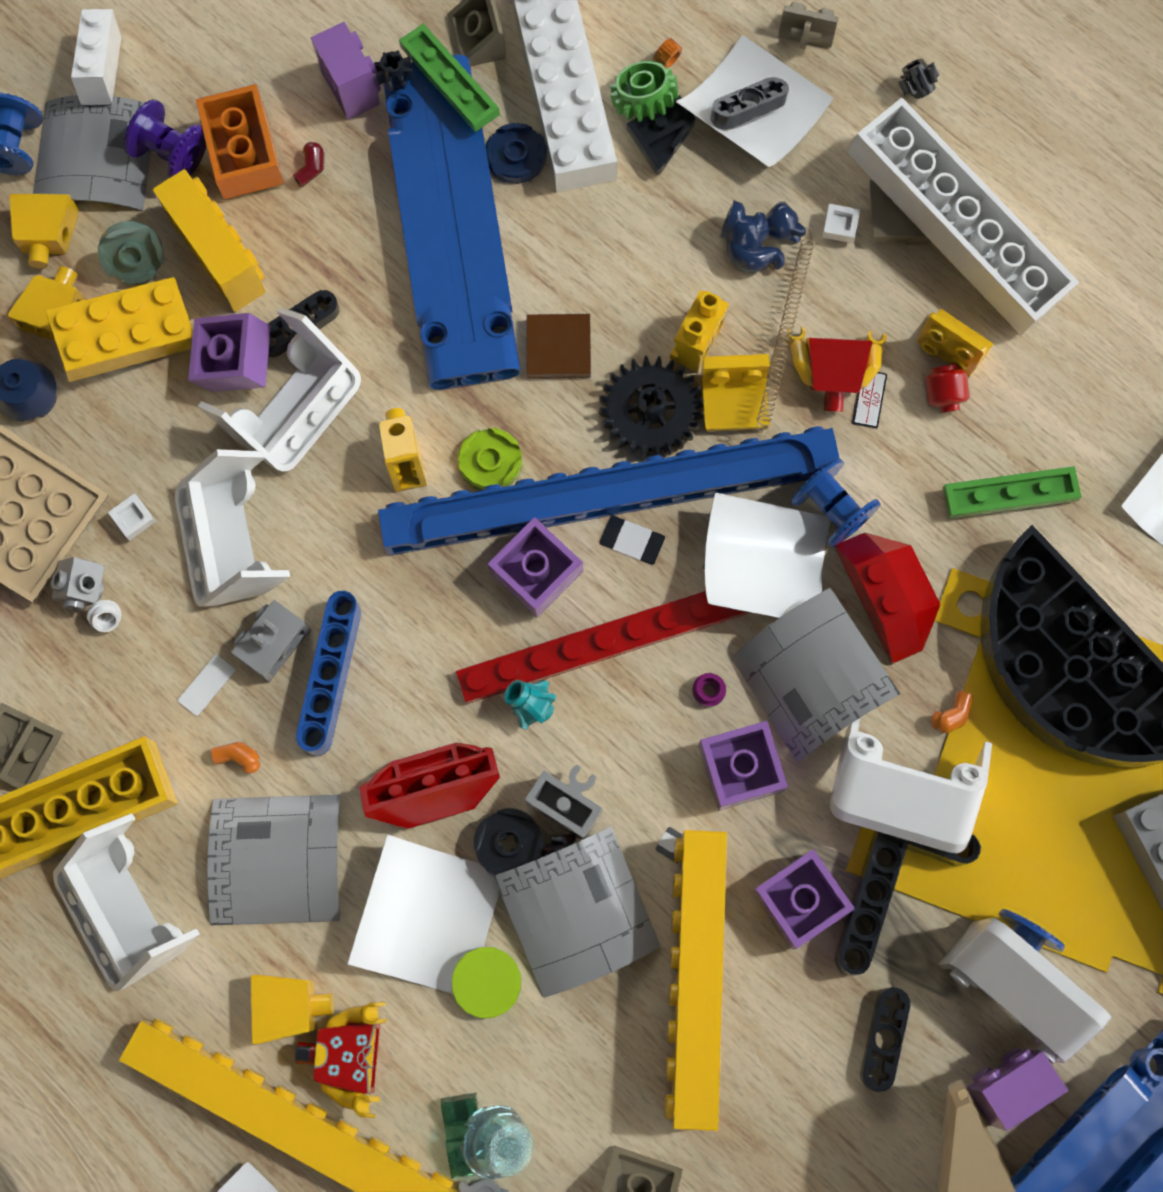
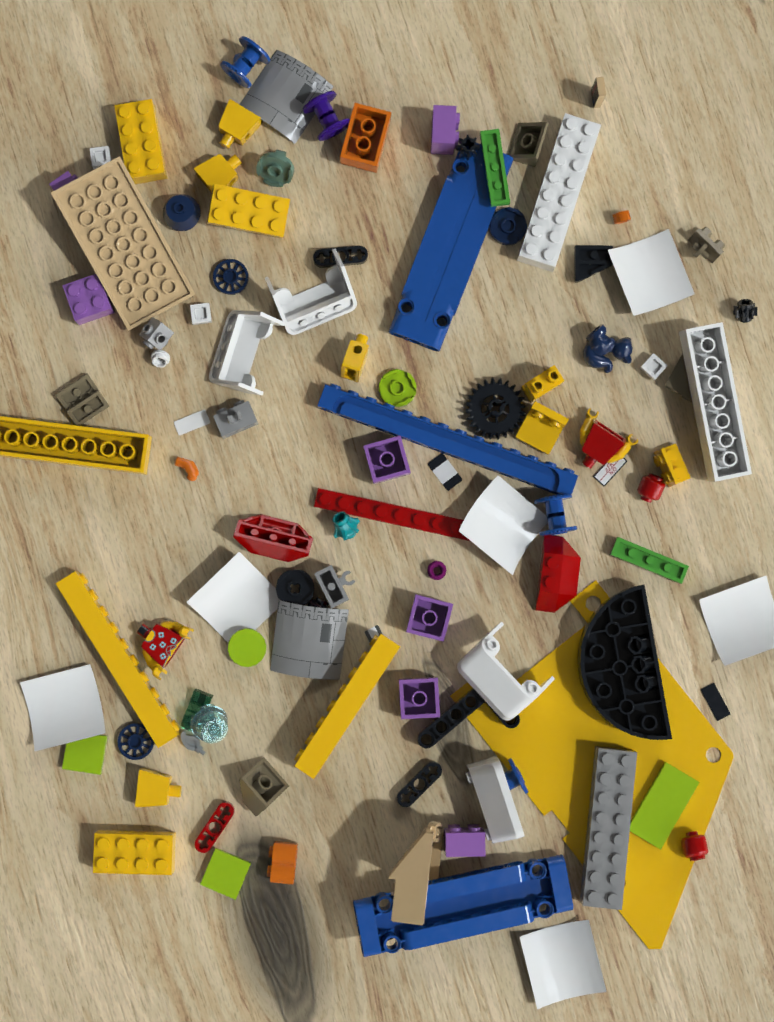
camera: 20 degrees right, 10 degrees up
(96, 57) = (316, 43): white brick -> none
(111, 908) = (88, 510): white windscreen -> none
(149, 441) = (230, 276): none -> dark blue wheel
(211, 239) = (319, 183): yellow brick -> none
(229, 352) = (296, 256): medium lavender brick -> none
(273, 860) = (178, 529): light grey sticker -> none
(285, 1007) = (146, 603): yellow torso -> none
(313, 164) = (398, 170): dark red arm -> none
(323, 658) = (258, 443): blue beam -> none
(558, 346) = (467, 347): reddish brown tile -> none
(644, 90) = (595, 232): bright green gear -> none
(732, 111) = (652, 267): black beam -> none
(789, 333) = (587, 409): tan piece -> none
(813, 673) = (491, 594): light grey sticker -> none
(955, 717) = (548, 655): orange arm -> none

